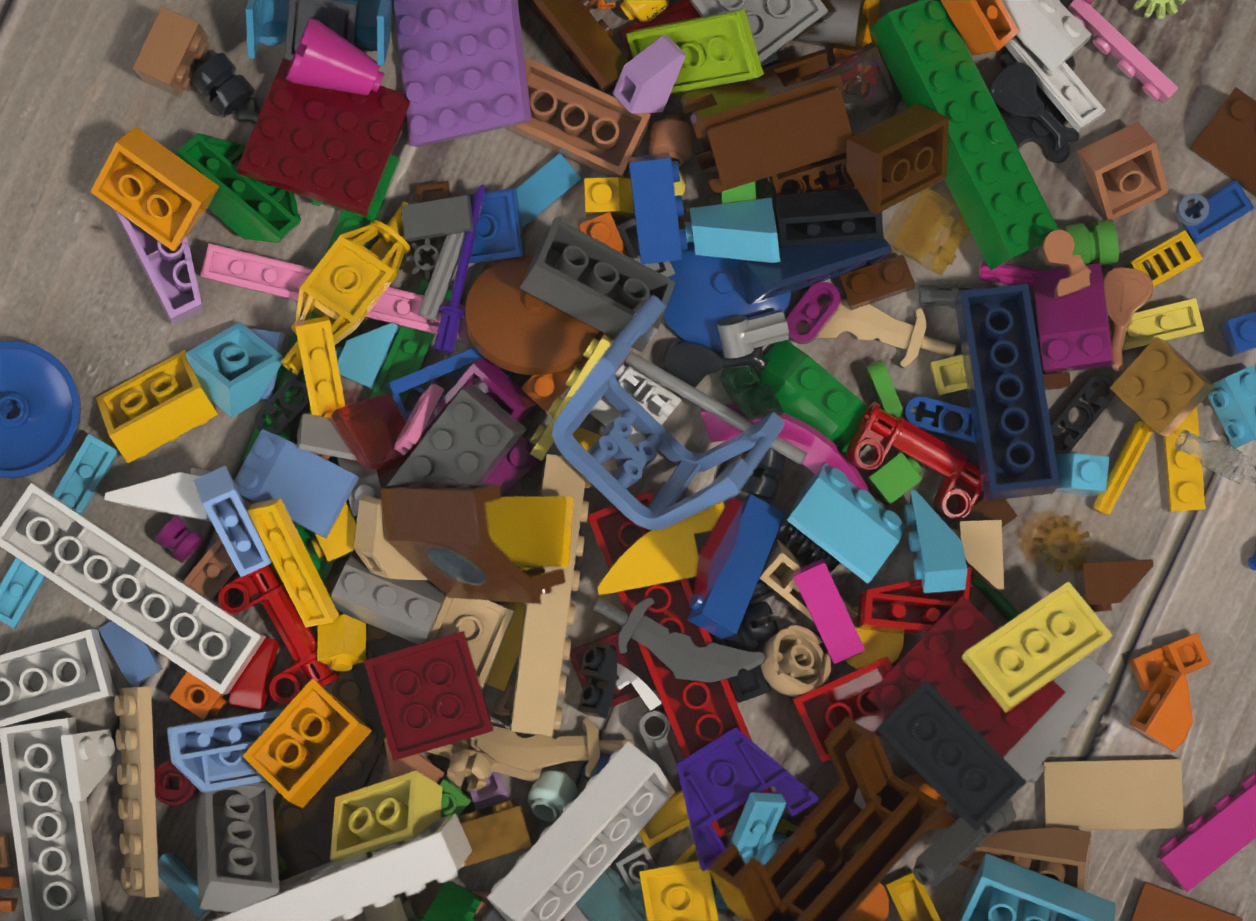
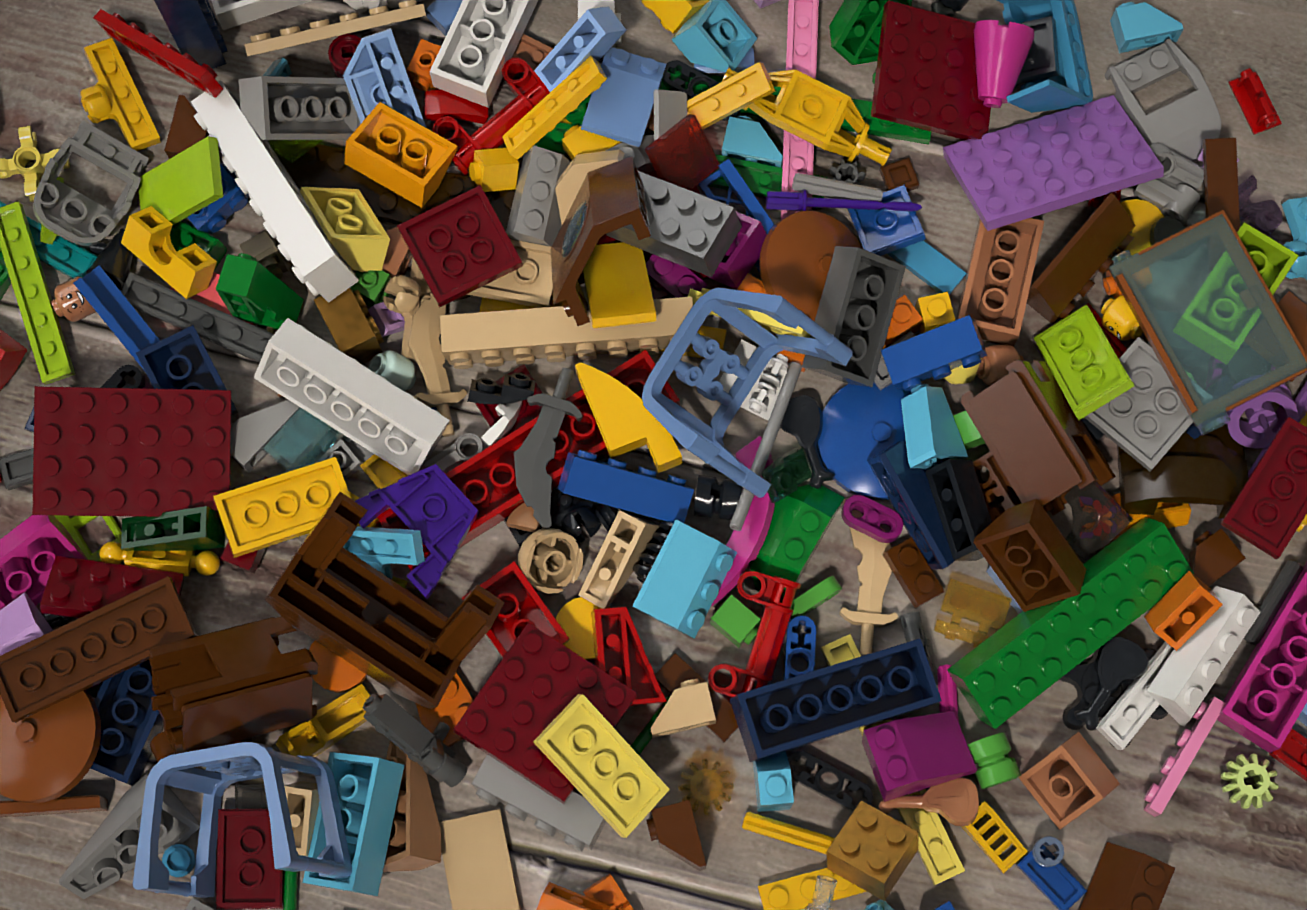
camera: 75 degrees right, 10 degrees down
(178, 539) = (559, 23): magenta wheel -> none
(418, 418) = (701, 187): bright pink tile -> none
(437, 218) = (883, 174): dark grey tile -> none
(650, 77) = (1051, 326): lavender slope -> none
(718, 547) = (635, 451): dark red tile -> none
(743, 334) = (838, 458): light grey piece -> none
(745, 682) = (523, 519): none -> medium nougat tile
(828, 611) = (601, 579): dark pink tile -> none
(938, 549) = (673, 666): medium azure slope -> none
(951, 755) = (484, 703): black plate -> none
(1056, 380) = (856, 748): reddish brown tile -> none
(1057, 251) = (978, 722): nougat leg -> none

